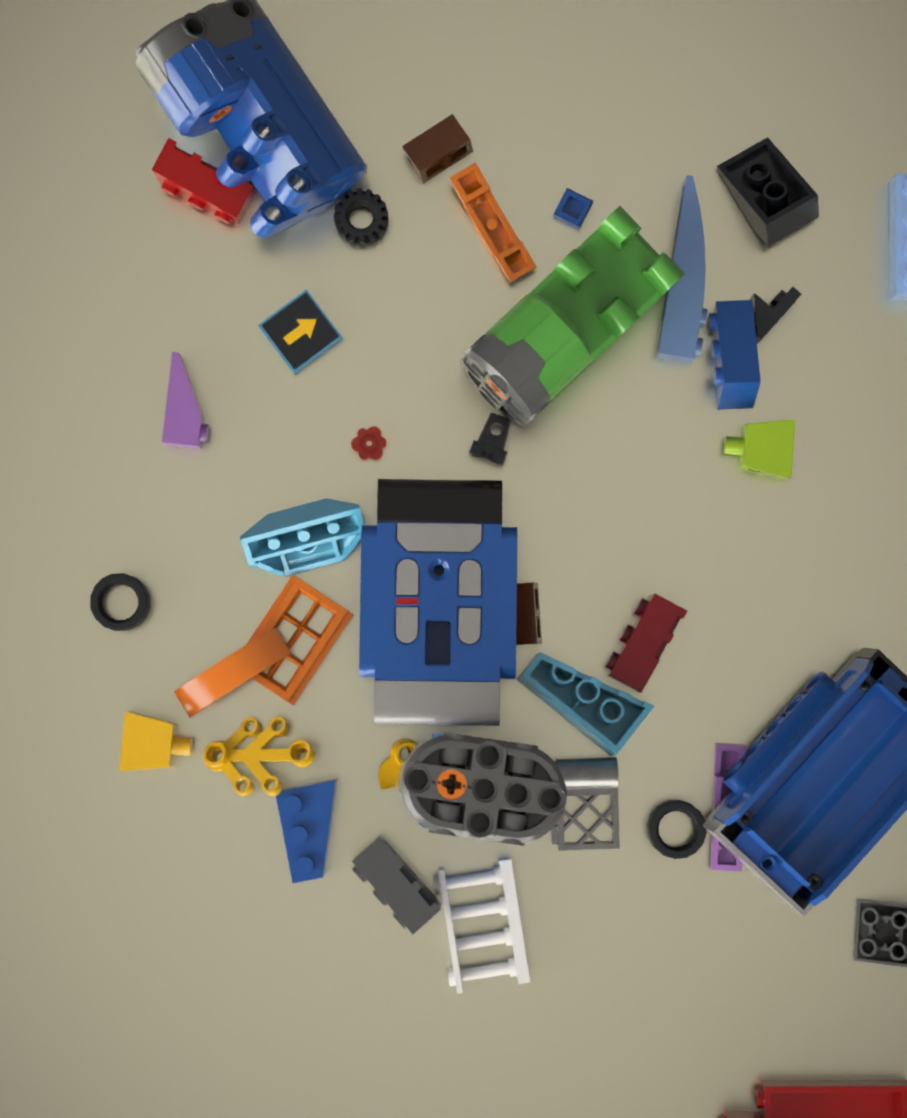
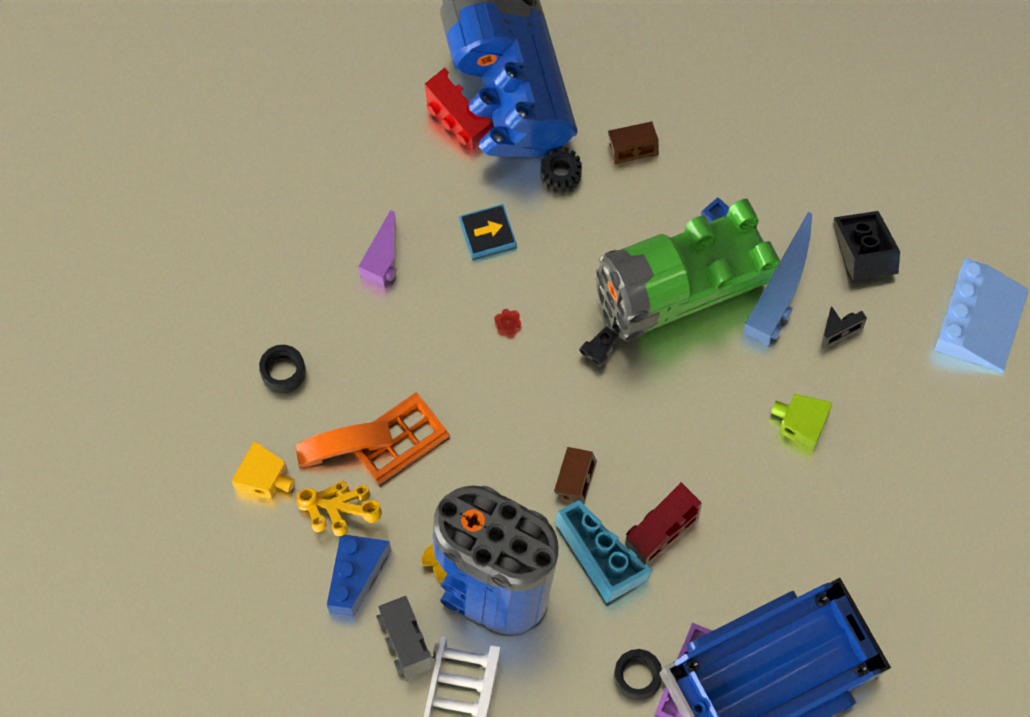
camera: 25 degrees right, 20 degrees down
(303, 537) = (434, 367): medium azure wedge -> none
(438, 602) = (518, 424): piece -> none
(491, 223) = (653, 197): orange slope -> none
(582, 779) = (580, 611): flat silver piece -> none
(735, 354) = (802, 346): blue wedge -> none

